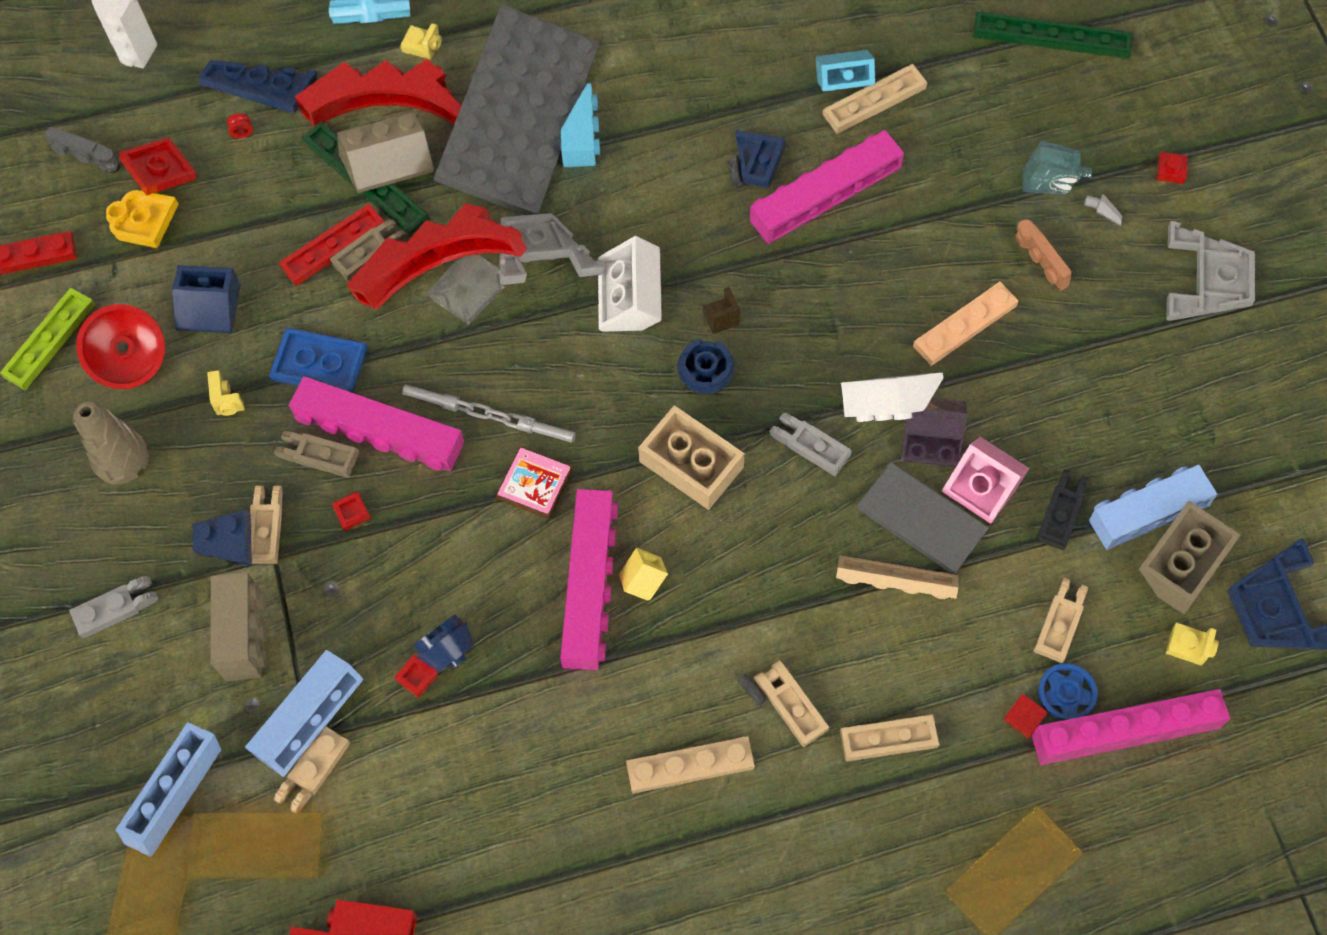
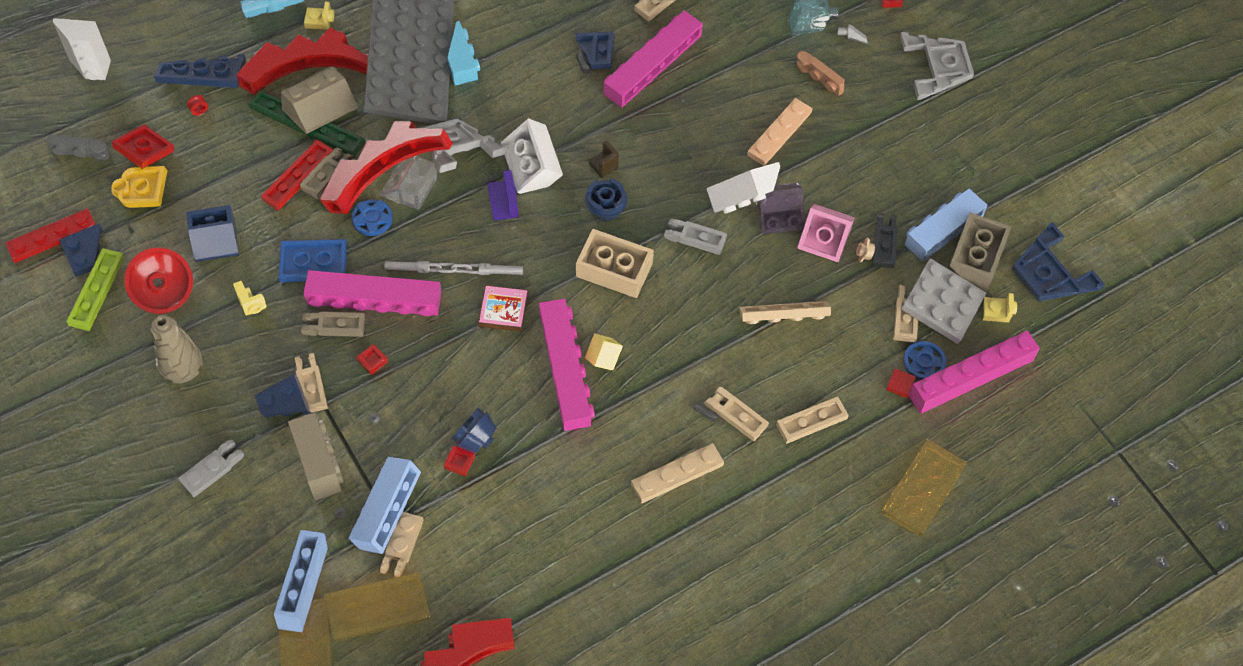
camera: 20 degrees left, 5 degrees down
(49, 282) = (82, 249): none -> dark blue wing
(407, 321) = (372, 217): none -> blue wheel
(579, 333) = (503, 198): none -> dark purple panel
(922, 518) = (789, 269): dark grey tile -> none
(1031, 517) = (865, 250): none -> tan plate
(1117, 615) = (943, 301): none -> light grey plate

